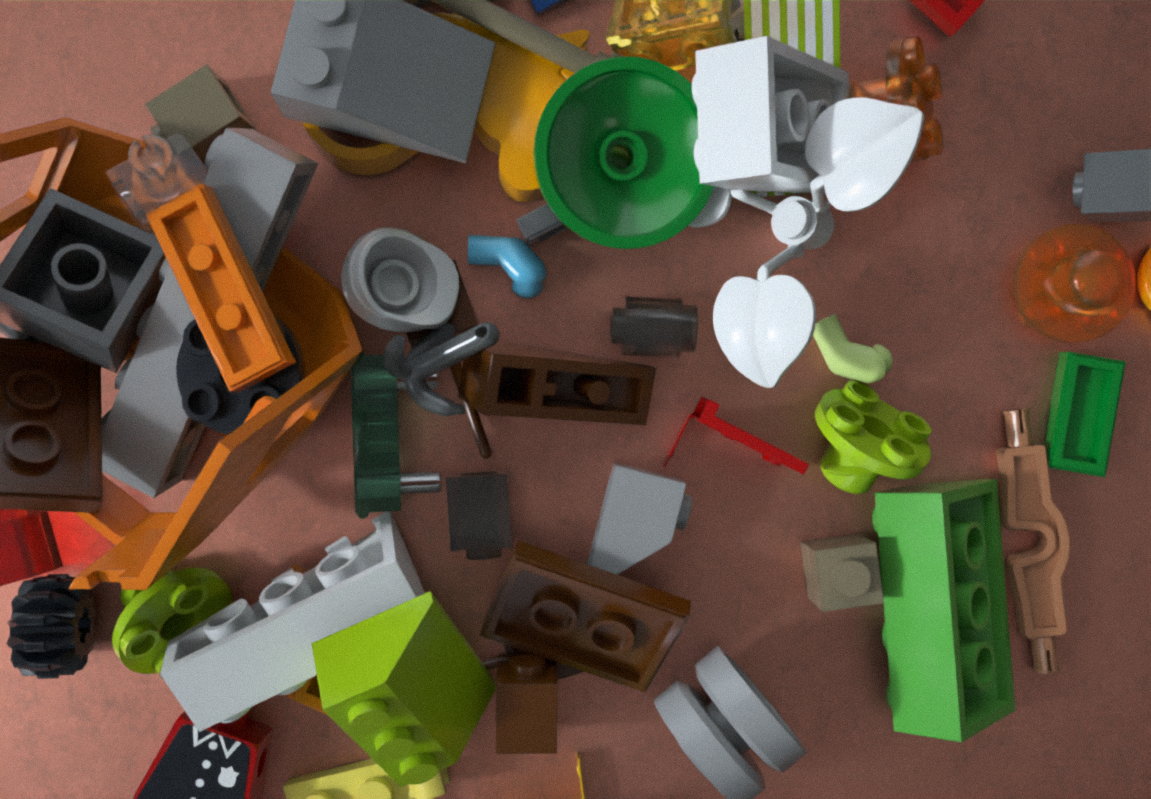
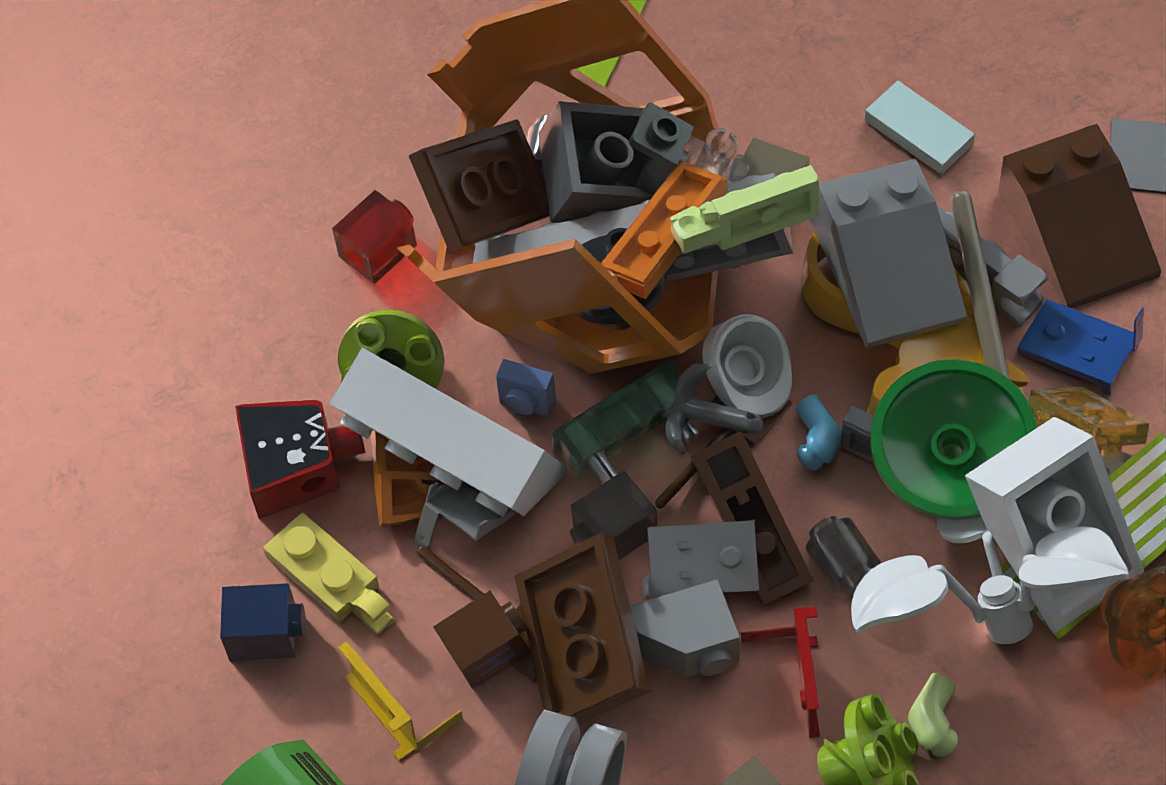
camera: 60 degrees right, 30 degrees down
(51, 627) = (335, 288): black gear -> none
(110, 220) = (663, 140): none -> pearl dark grey bracket
(270, 195) = (749, 212): none -> yellowish green hinge
(287, 506) = (525, 388): none -> medium blue plate
(404, 688) = (448, 524): lime slope -> none
(575, 460) = (699, 554): none -> light grey piece

